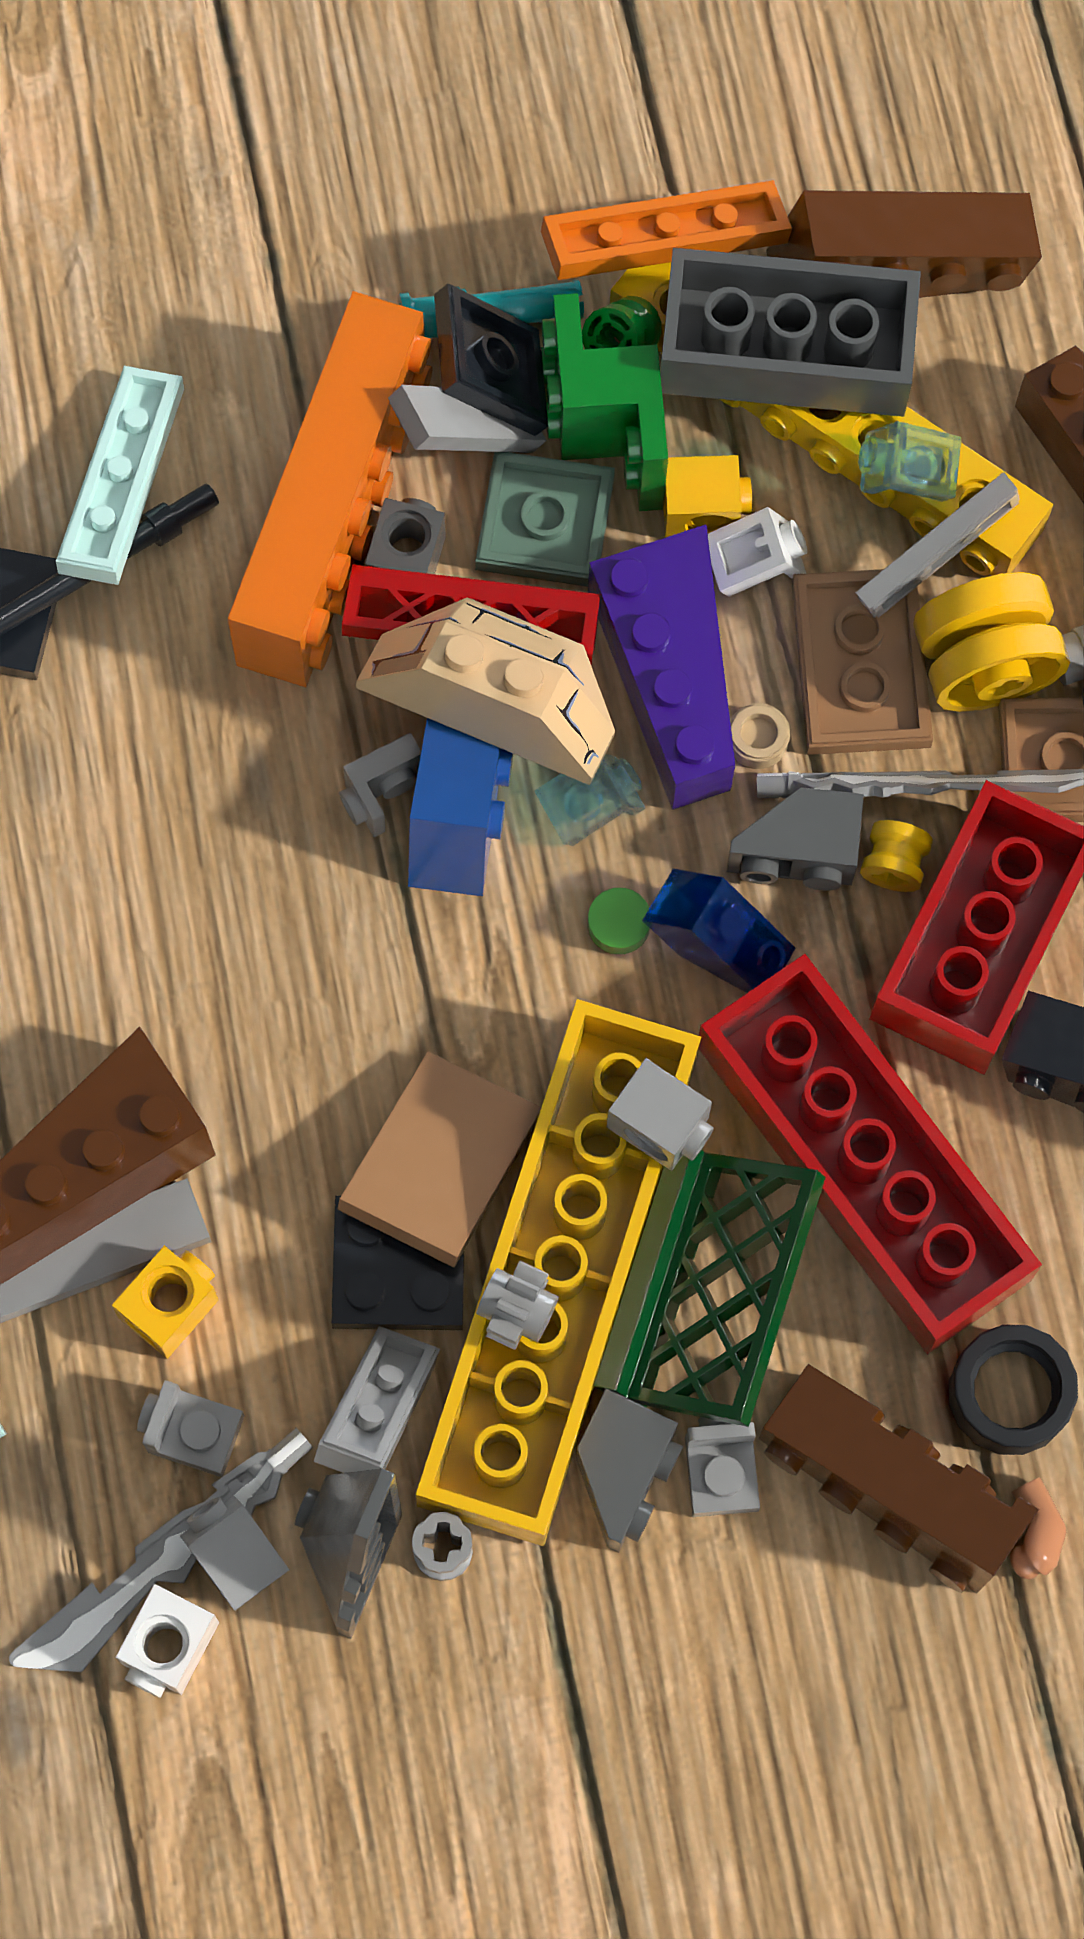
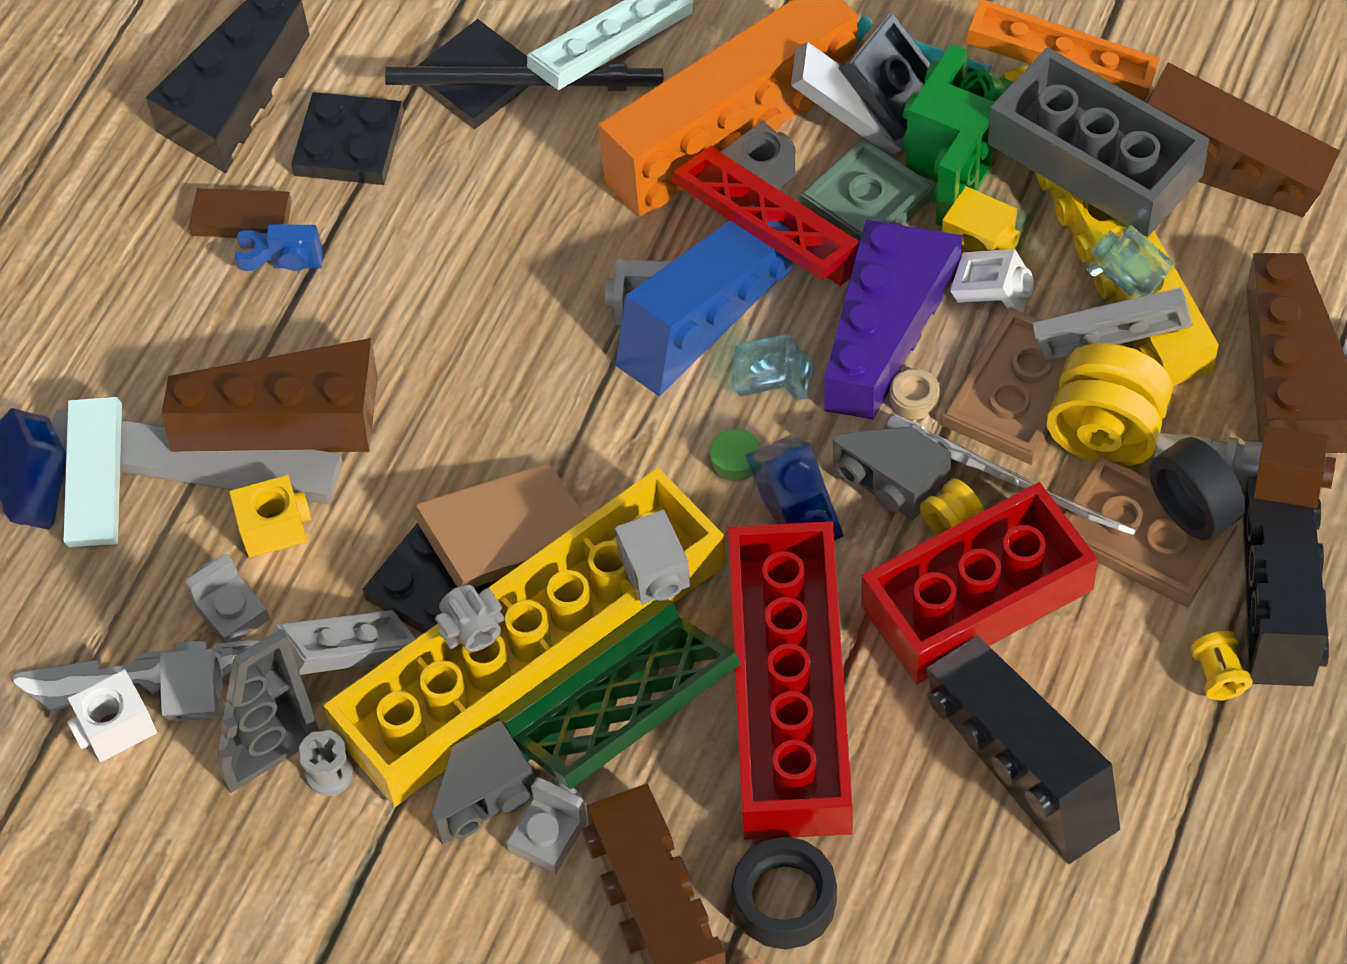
camera: 40 degrees right, 15 degrees down
(496, 684) = (746, 253): tan wedge -> none

